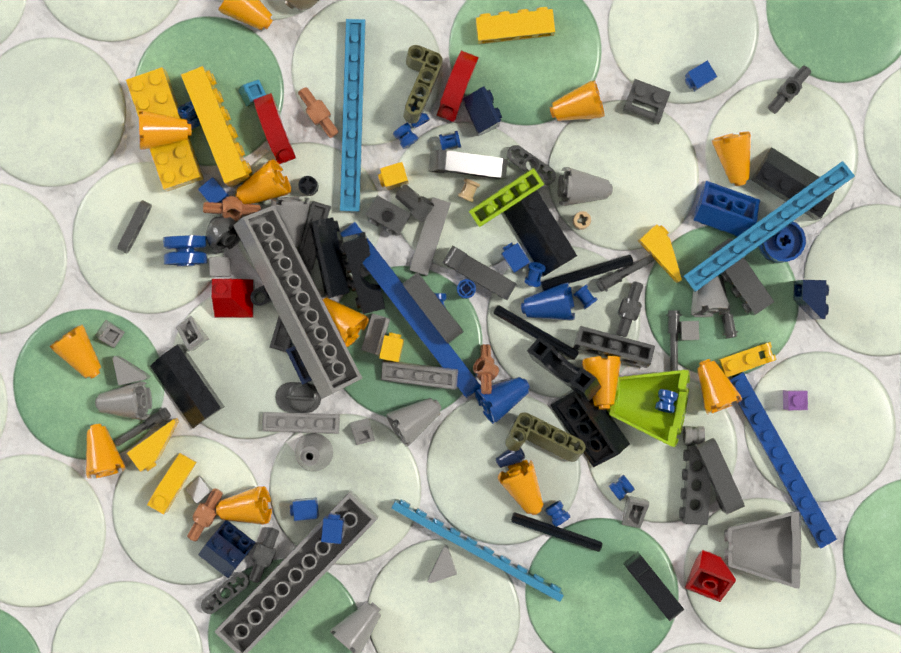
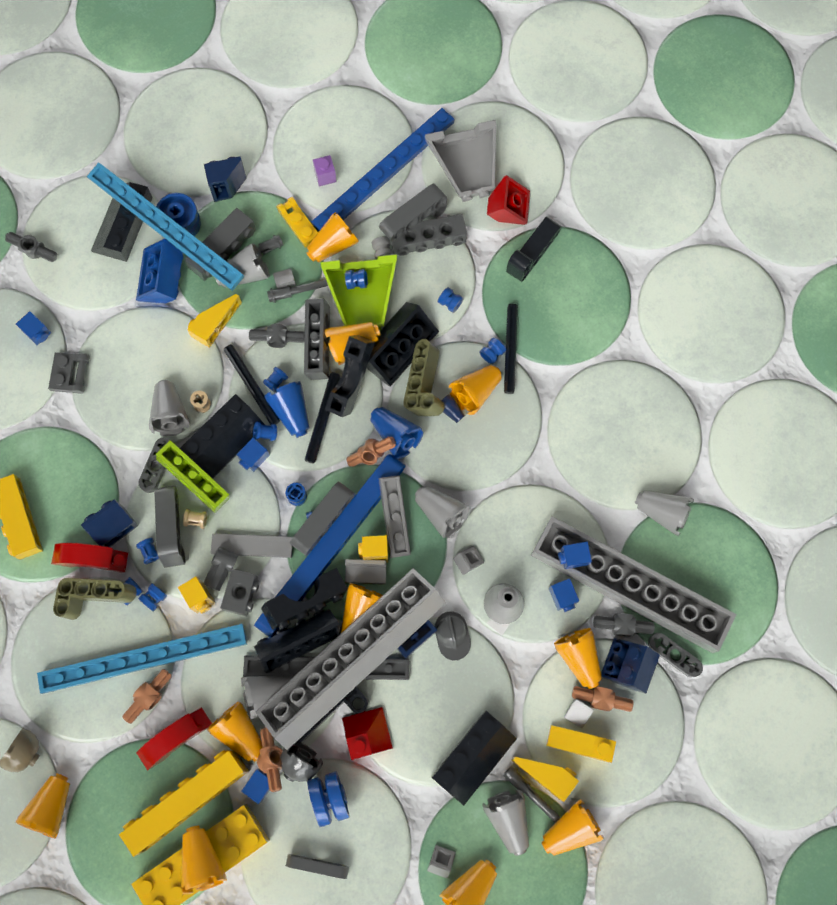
camera: 105 degrees left, 15 degrees down
(128, 372) = (477, 828): light grey slope -> none
(188, 113) = (174, 838): blue wheel -> none
(192, 334) = (416, 768): light grey slope -> none
(219, 266) = (337, 757): light grey slope -> none
(251, 91) = (140, 777): dark azure slope -> none
(301, 422) = (477, 625): light grey tile -> none
(306, 183) = (224, 685): black wheel -> none
(443, 567) = (578, 444): light grey slope -> none
(479, 273) = (273, 498): dark grey beam -> none
(484, 553) = (548, 423): dark azure plate -> none
(579, 104) = (83, 432): light orange cone -> none
(616, 277) = (250, 357): dark grey pin -> none
(634, 511) = (469, 282): light grey slope -> none
(735, 156) = (105, 277): light orange cone -> none

